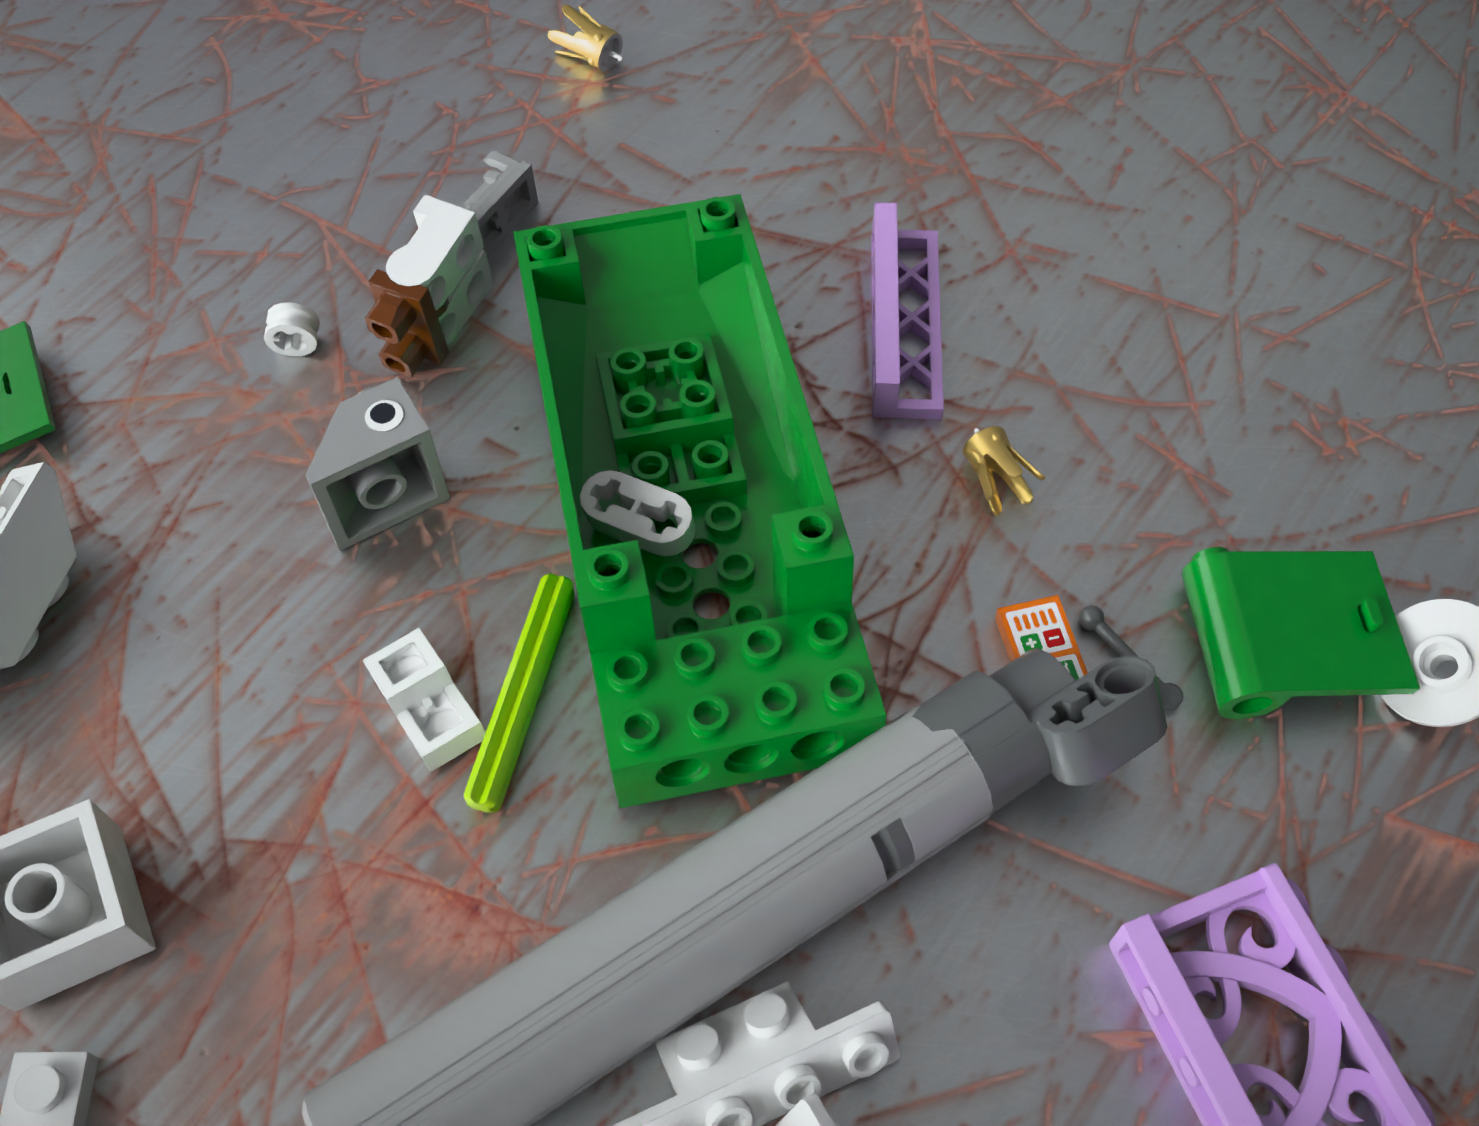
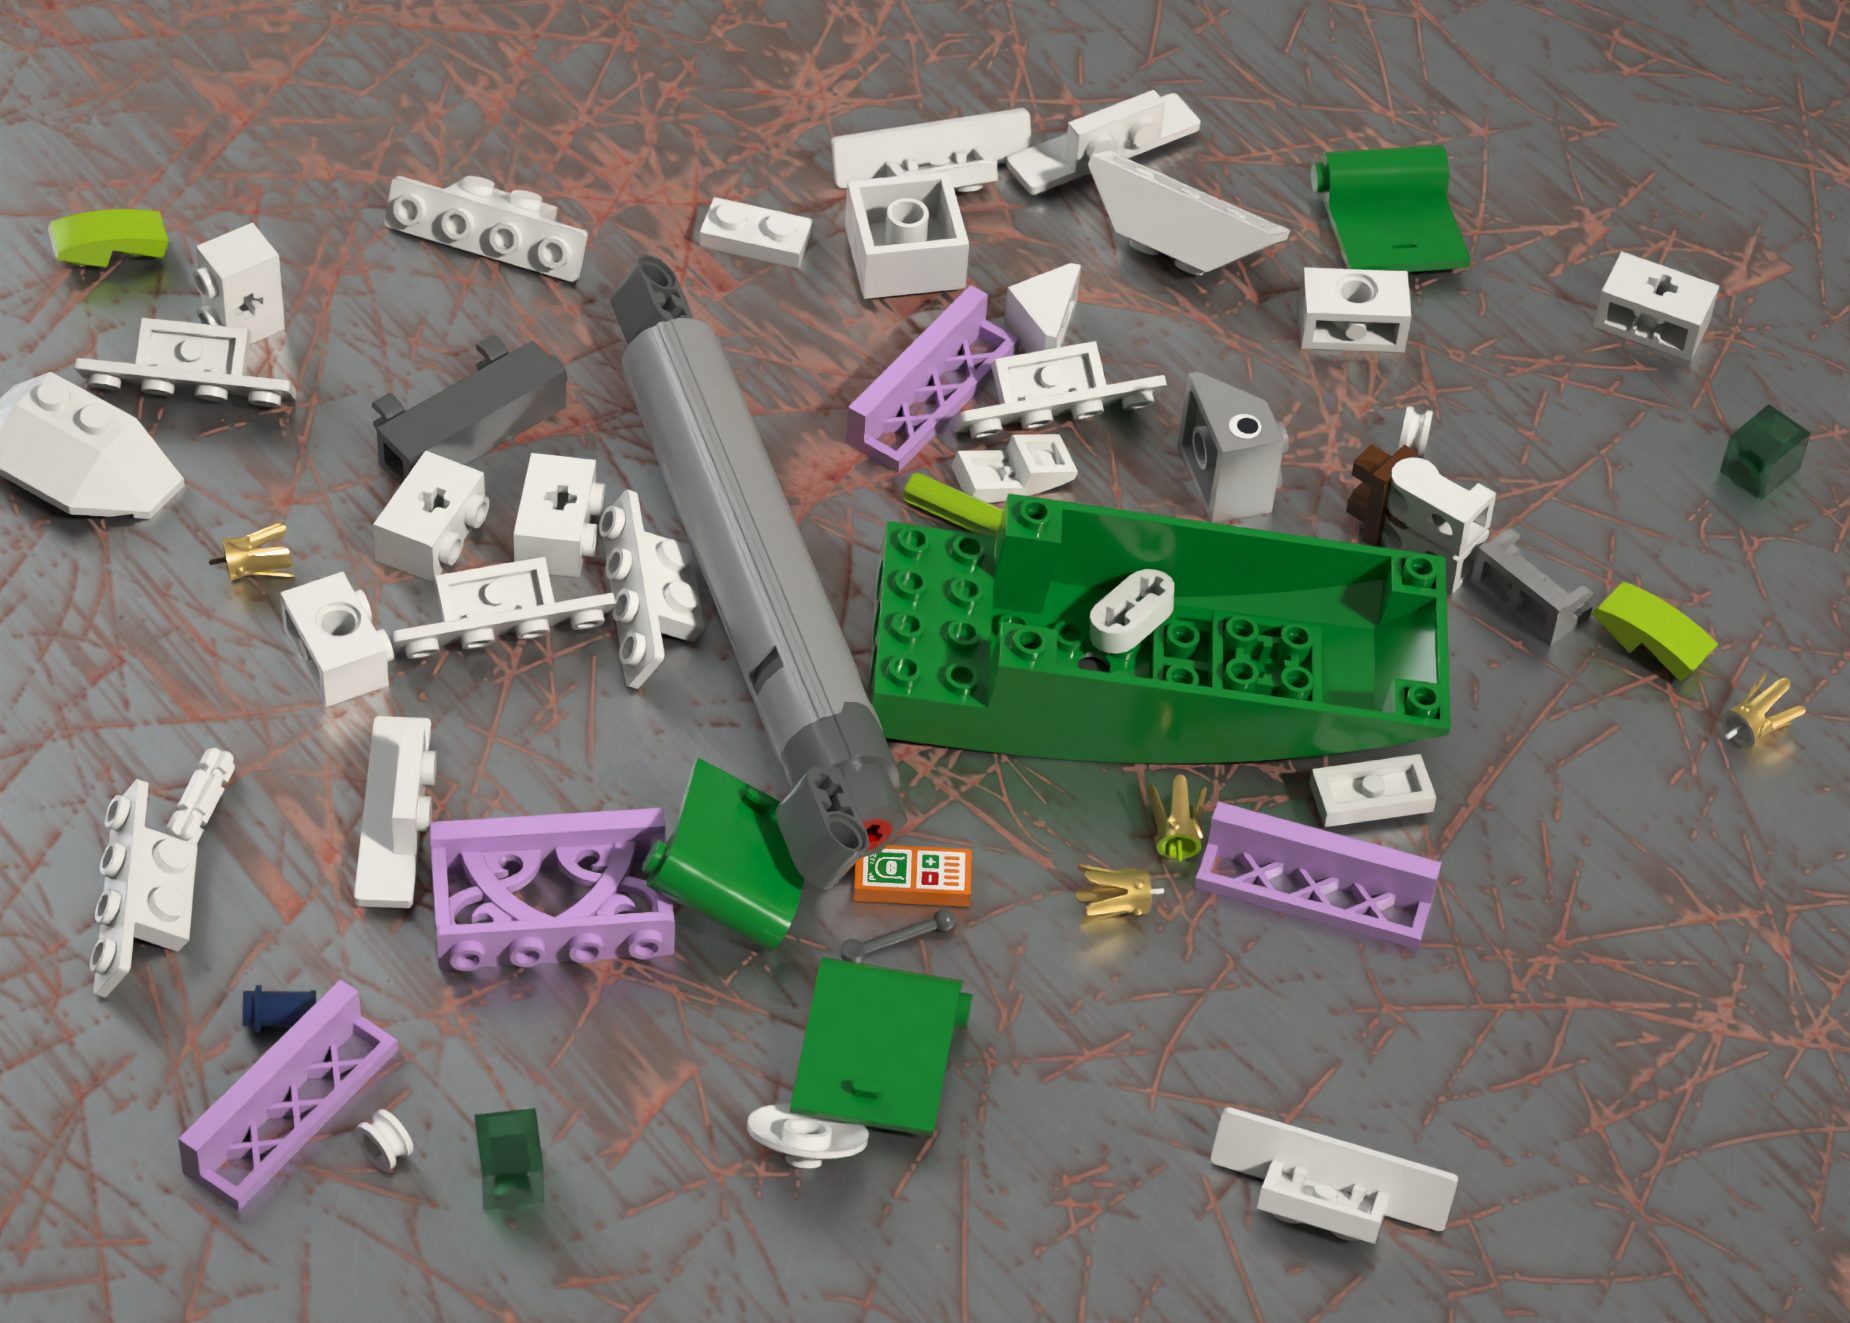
camera: 100 degrees right, 10 degrees down
(76, 167) = (1656, 306): none -> white brick
(114, 410) = (1354, 310): none -> white brick
(173, 712) = (1042, 308): none -> white slope
(266, 68) = (1765, 452): none -> clear green brick
(297, 678) = (1053, 384): none -> white bracket
(299, 837) = (917, 368): none -> lavender fence
(510, 116) = (1641, 617): none -> lime slope
(795, 294) = (1372, 790): none -> white plate
(889, 430) = (1181, 833): none -> pearl gold piece
(1146, 827) = (728, 858): none -> green door
(1253, 243) = (1329, 1179): none -> white bracket

